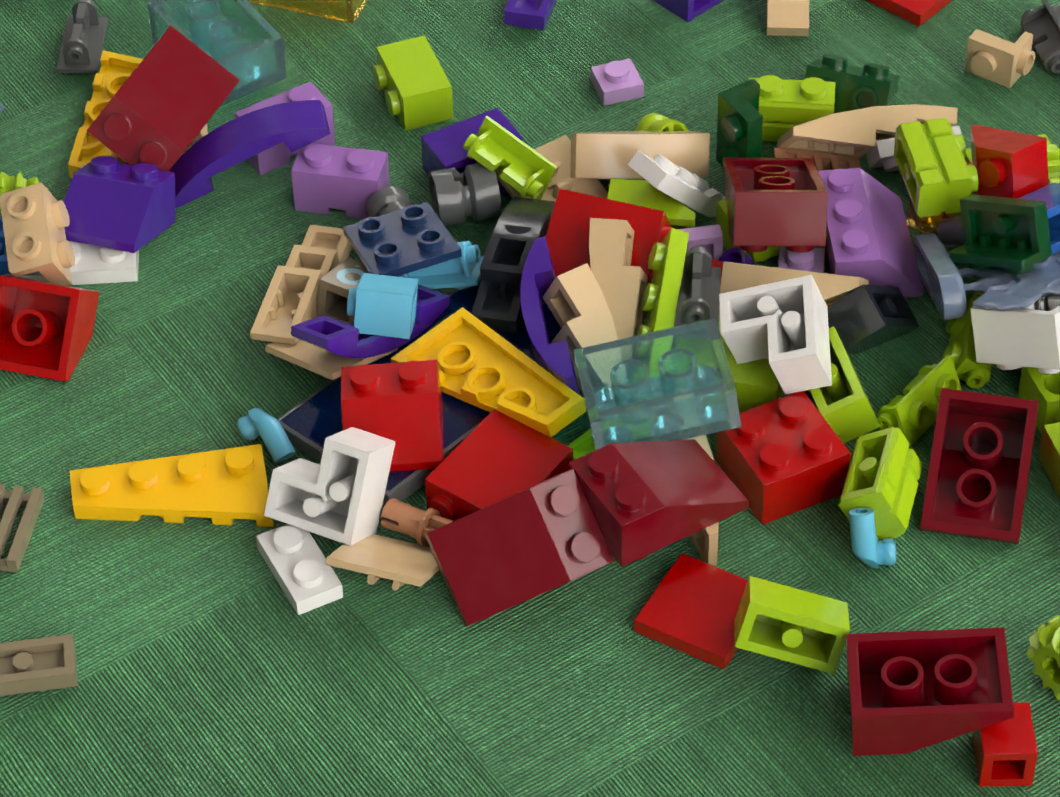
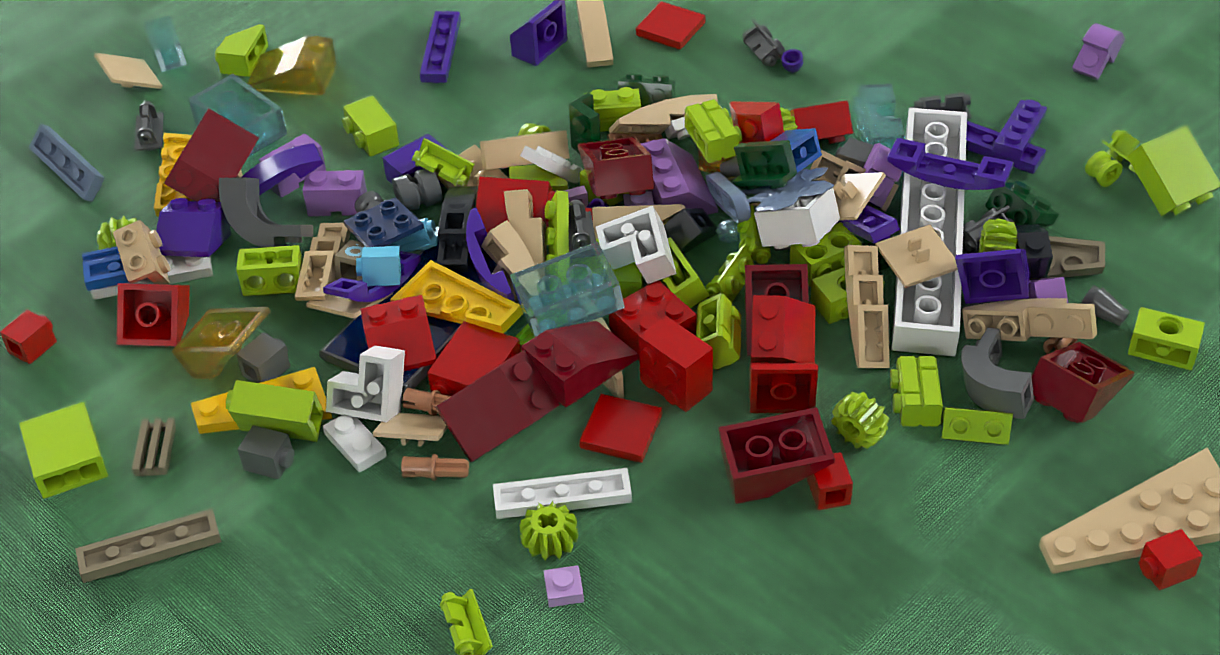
camera: 10 degrees left, 0 degrees up
(123, 381) = (217, 339): none -> clear yellow slope
(165, 562) = (266, 452): none -> dark grey brick
(188, 420) = (263, 359): none -> dark grey brick
(189, 502) = (276, 408): none -> lime brick
(200, 198) = (245, 215): none -> dark grey arch
(219, 286) = (269, 270): none -> lime brick
(270, 431) = (319, 357): medium azure arm -> none
(409, 625) = (434, 467): none -> nougat axle
(560, 749) = (548, 530): none -> lime gear
(592, 696) = (573, 490): none -> white plate
(617, 81) = (499, 108): lavender plate -> none
(791, 625) = (681, 427): lime brick -> none
(803, 524) = (675, 363): none -> red brick
(866, 543) = (722, 373): medium azure arm -> none
(930, 329) = (727, 231): none -> clear light blue hinge
(961, 587) = (782, 387): none -> red slope
(979, 502) = (782, 330): none -> red slope
(998, 58) = (734, 61): tan bracket -> none

